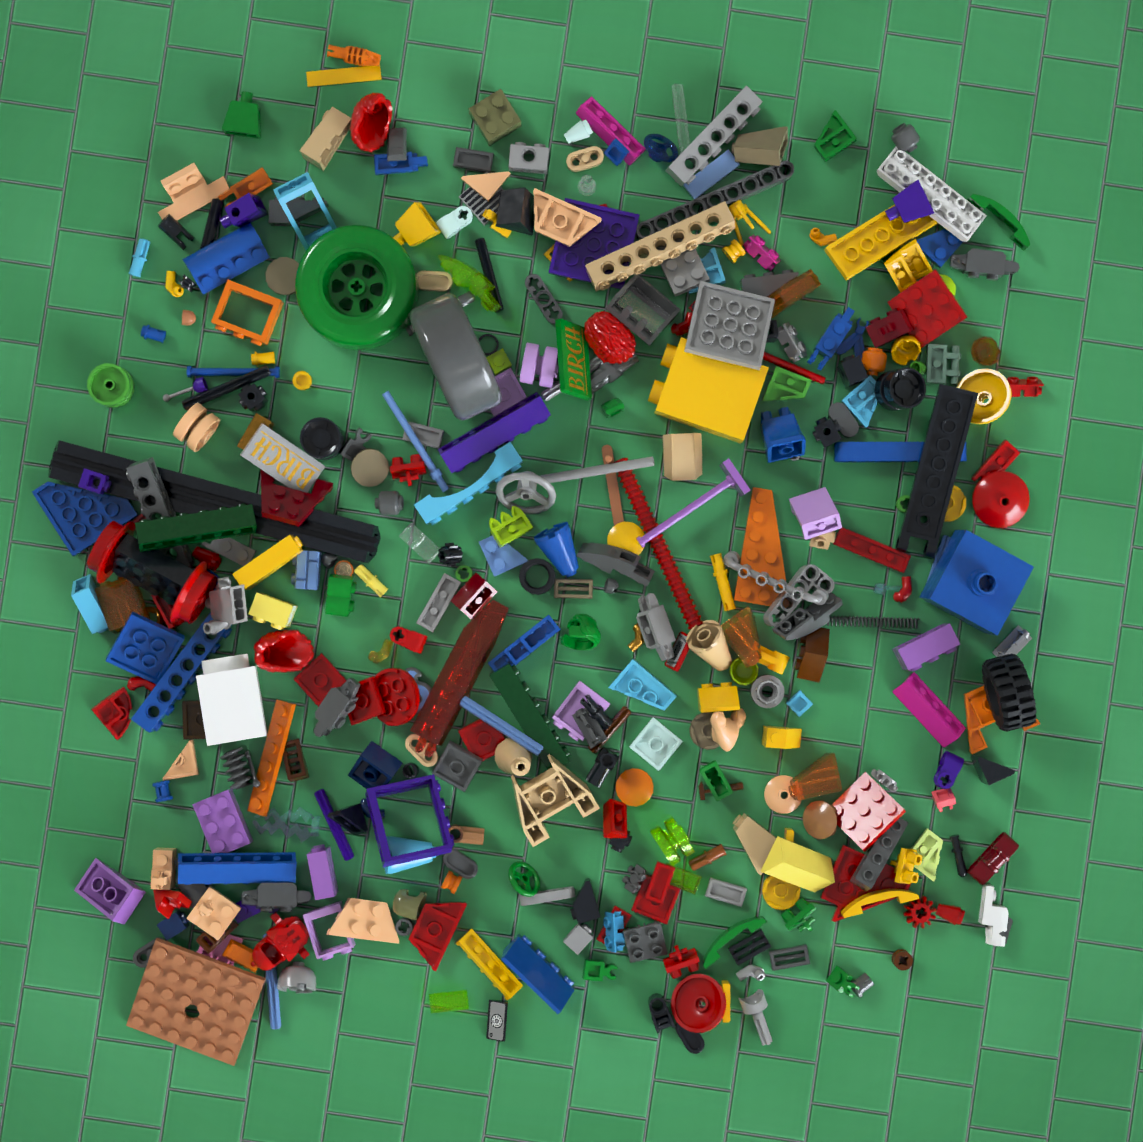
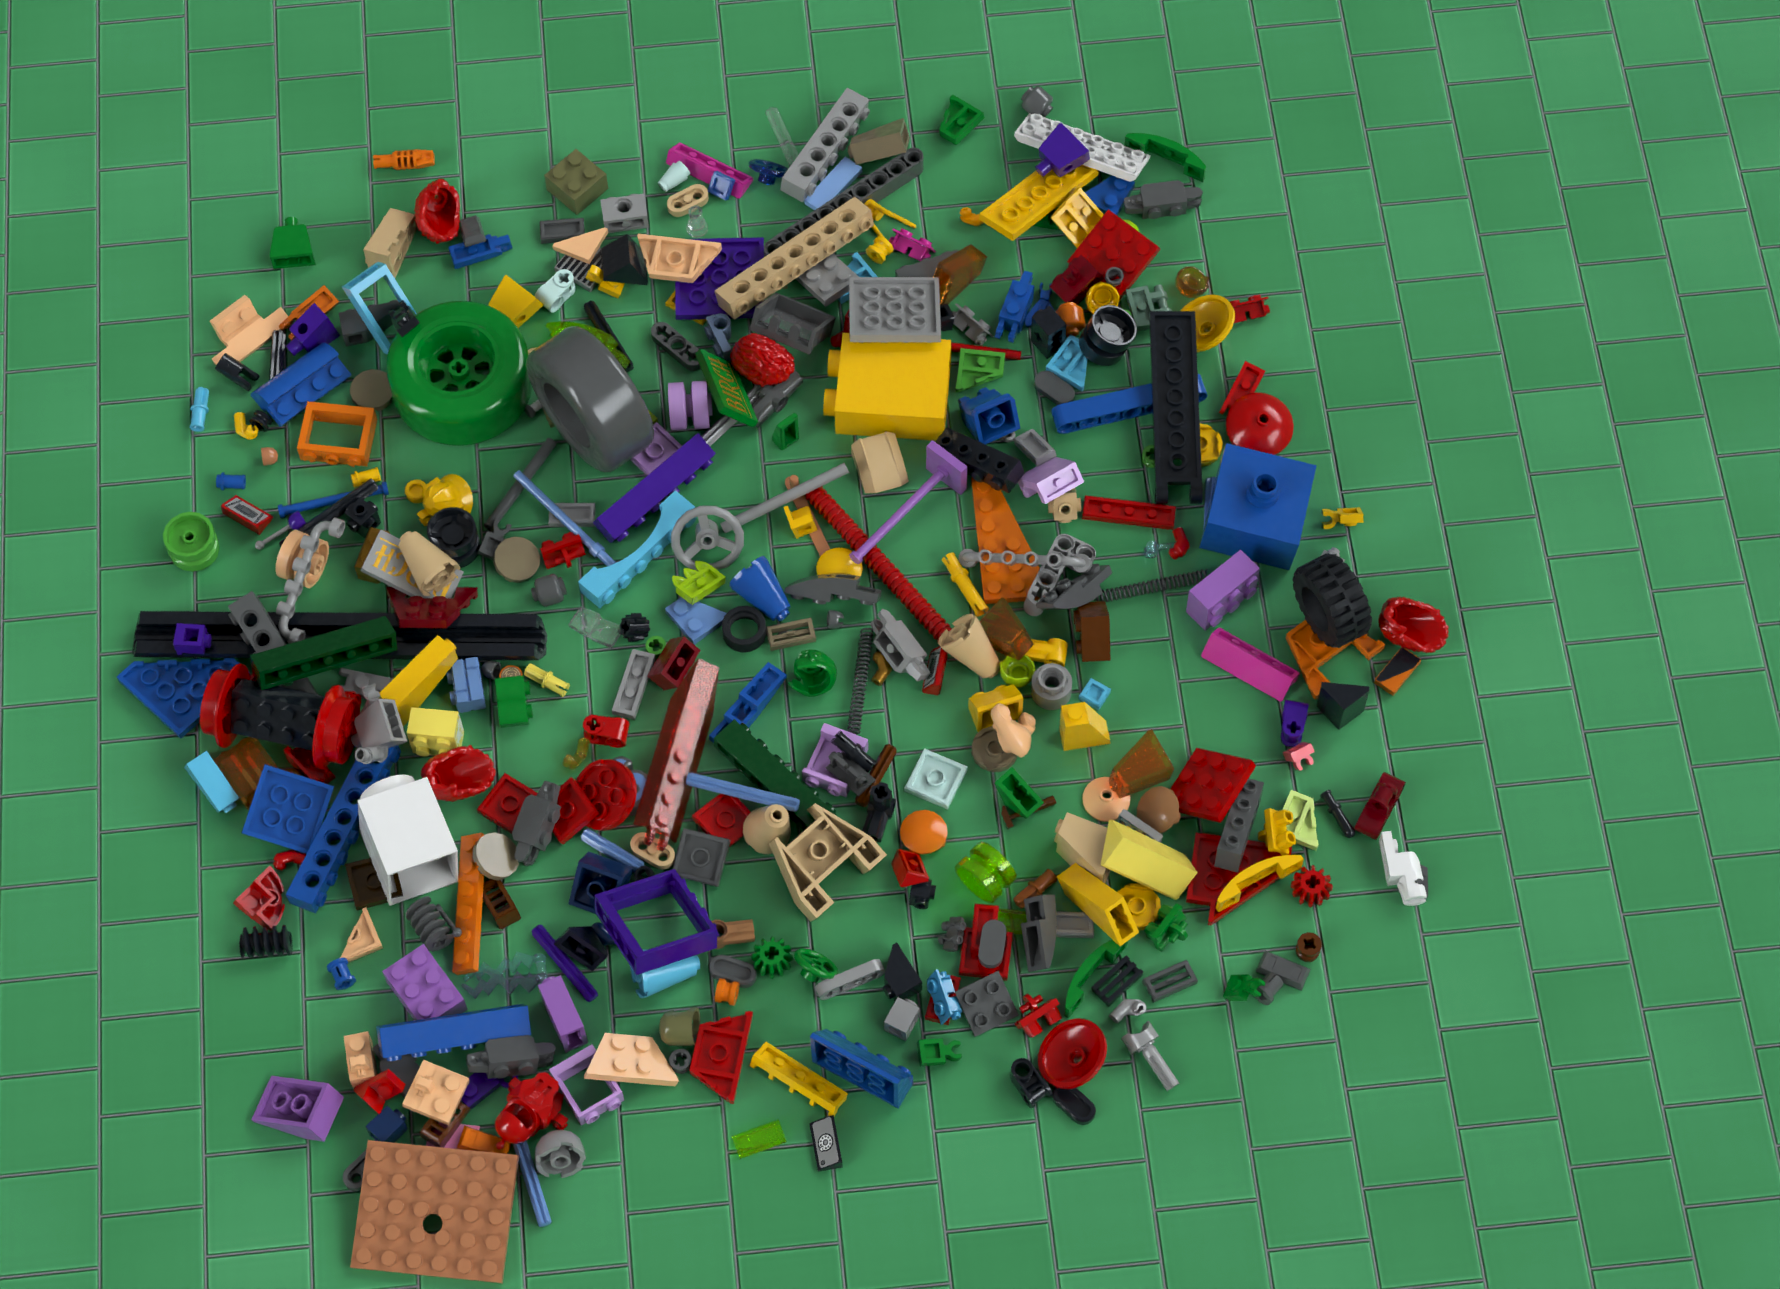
camera: 10 degrees left, 25 degrees down
(109, 751) = (266, 942): none -> black piece
(161, 366) = (246, 514): none -> slope
(184, 459) = (302, 566): none -> light grey bar
(294, 461) = (427, 563): none -> tan cone
(298, 726) = (495, 856): none -> tile
(319, 235) = (404, 318): none -> black hinge
(323, 398) = (445, 493): none -> yellow helmet
(343, 75) = (396, 184): yellow sticker -> none
(390, 740) = (610, 849): none -> medium blue axle
(394, 389) = (517, 488): none -> dark grey piece
(497, 868) = (781, 958): none -> green gear
(579, 311) = (719, 336): none -> sand blue plate
(605, 490) = (801, 521): none -> yellow panel
(617, 649) = (860, 682): none -> dark grey piece
(641, 684) = (902, 716): medium azure wing -> none
(661, 900) = (992, 944): none -> dark grey tile
(701, 897) = (1039, 931): none -> dark grey slope
(726, 987) = (1110, 1061): yellow plate -> none
(751, 889) = (1099, 903): none -> yellow slope
(762, 478) = (983, 461): none -> black brick
(801, 831) = (1128, 819): none -> light grey tile
(812, 473) = (1034, 447): none -> light grey tile
(830, 438) = (1038, 400): black brick -> none
(877, 970) = (1289, 971): none -> dark grey tile
(884, 779) = (1221, 744): light grey gear -> none
(921, 339) = (1112, 273): none -> dark grey hinge
(950, 913) = (1350, 880): red cone -> none
(1043, 745) = (1397, 671): none -> tile
(1045, 601) = (1345, 516): none -> yellow plate
(1067, 717) = (1413, 625): none -> red hair

